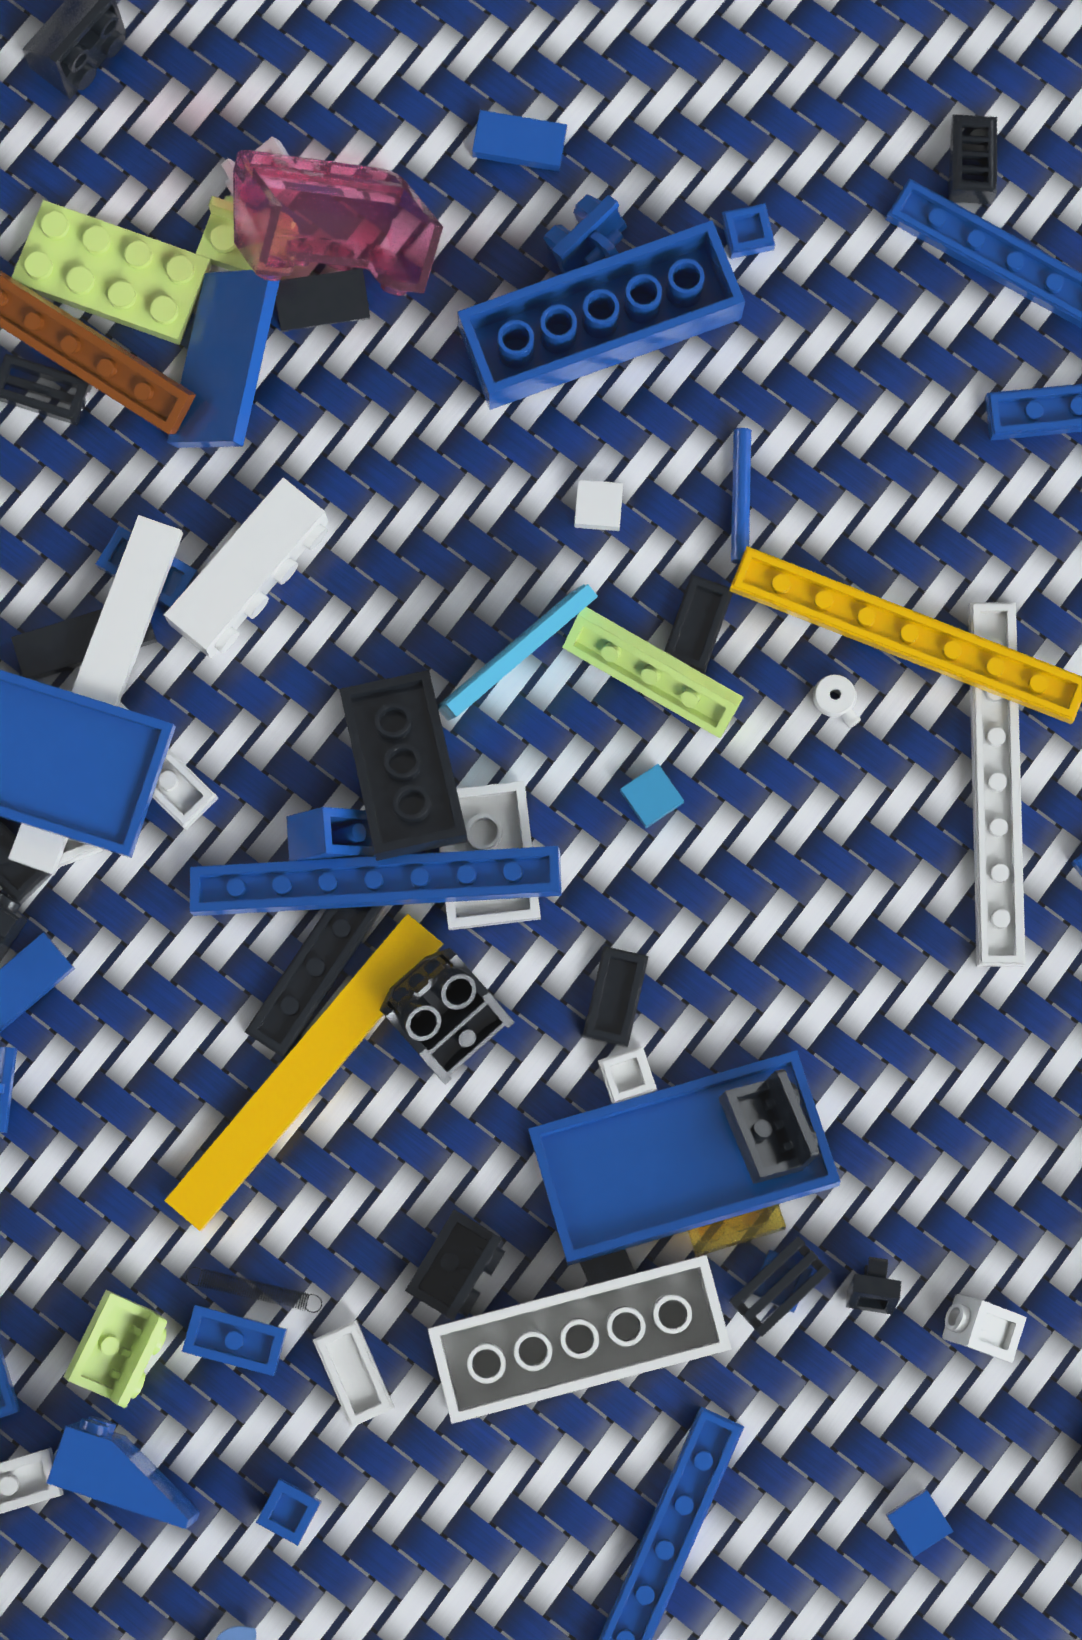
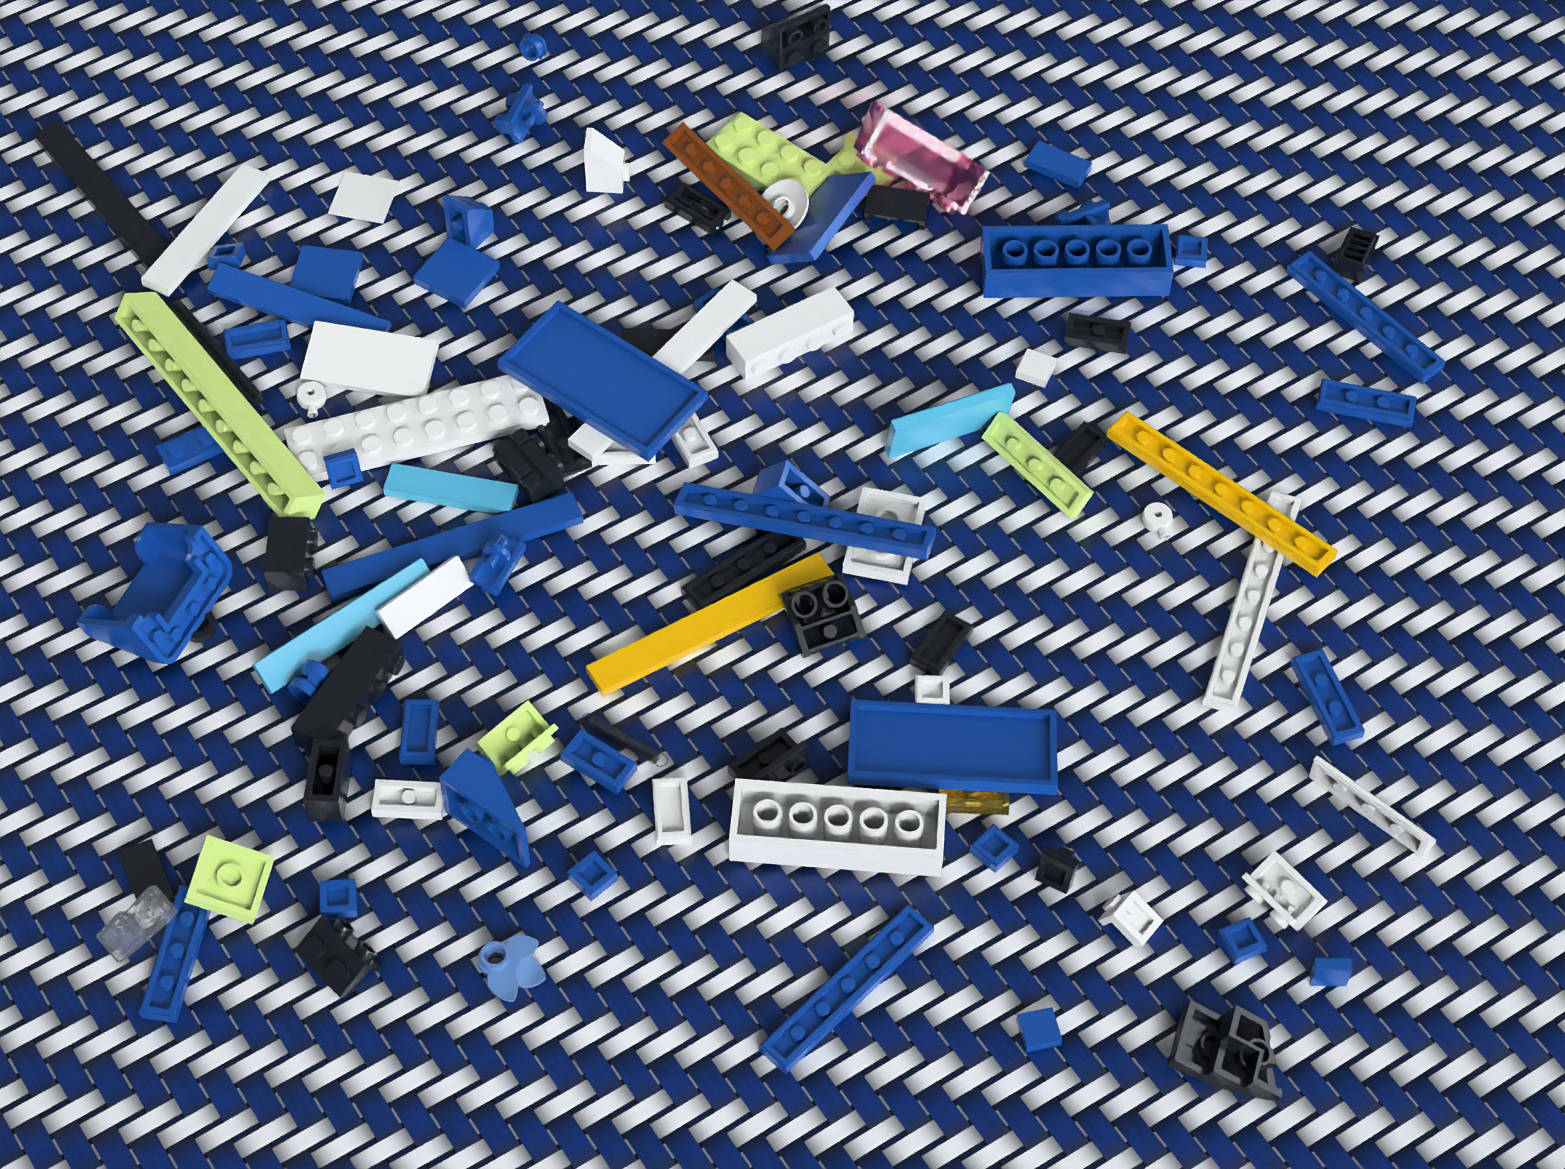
camera: 20 degrees right, 25 degrees down
(163, 332) = (789, 200): none -> white dish
(403, 765) = (849, 463): black plate -> none
(652, 796) = (1010, 537): dark azure tile -> none
(664, 421) = (1097, 333): none -> black plate
(740, 493) = (1136, 383): blue bar -> none
(770, 1127) = (1020, 738): black bracket -> none
(809, 1258) = (1010, 822): black tile -> none

